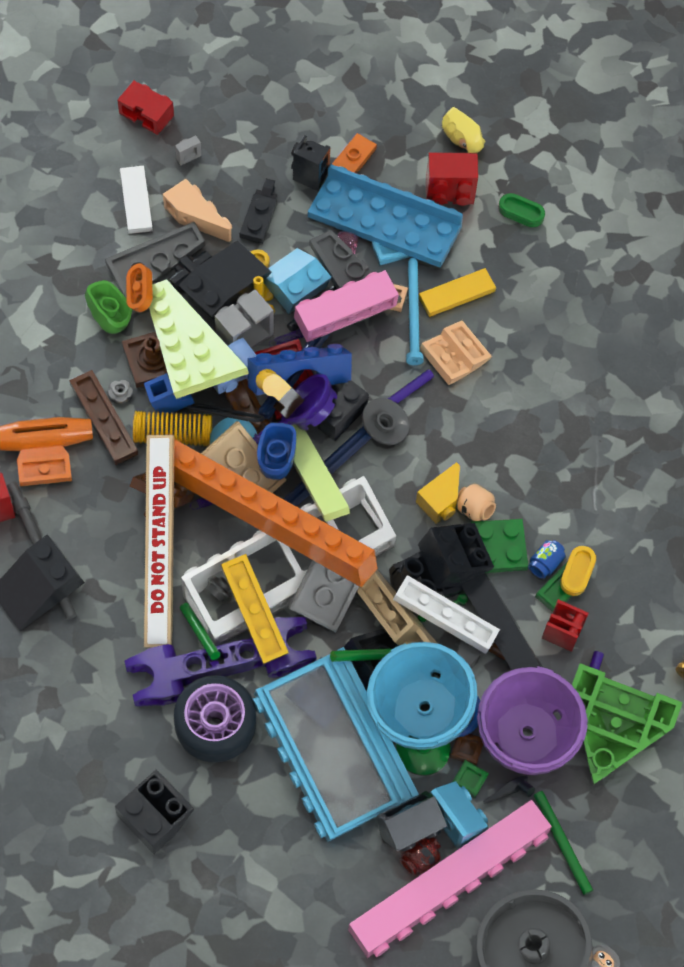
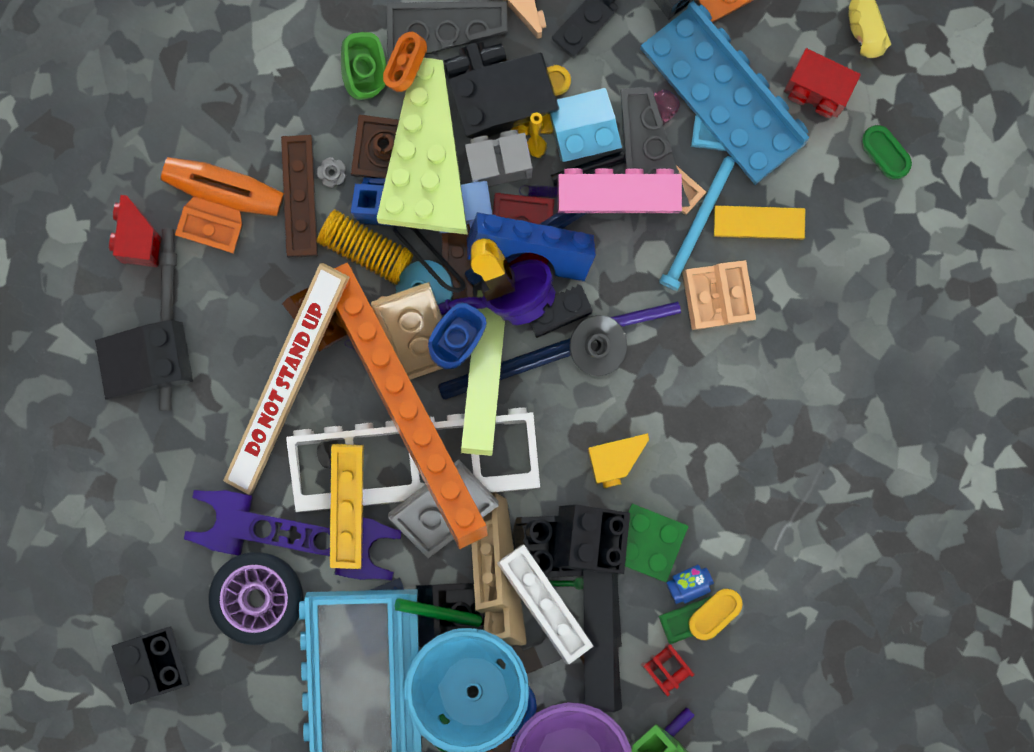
camera: 25 degrees right, 20 degrees up
(200, 632) = (285, 487): green bar -> none
(476, 502) = (647, 485): light nougat head -> none

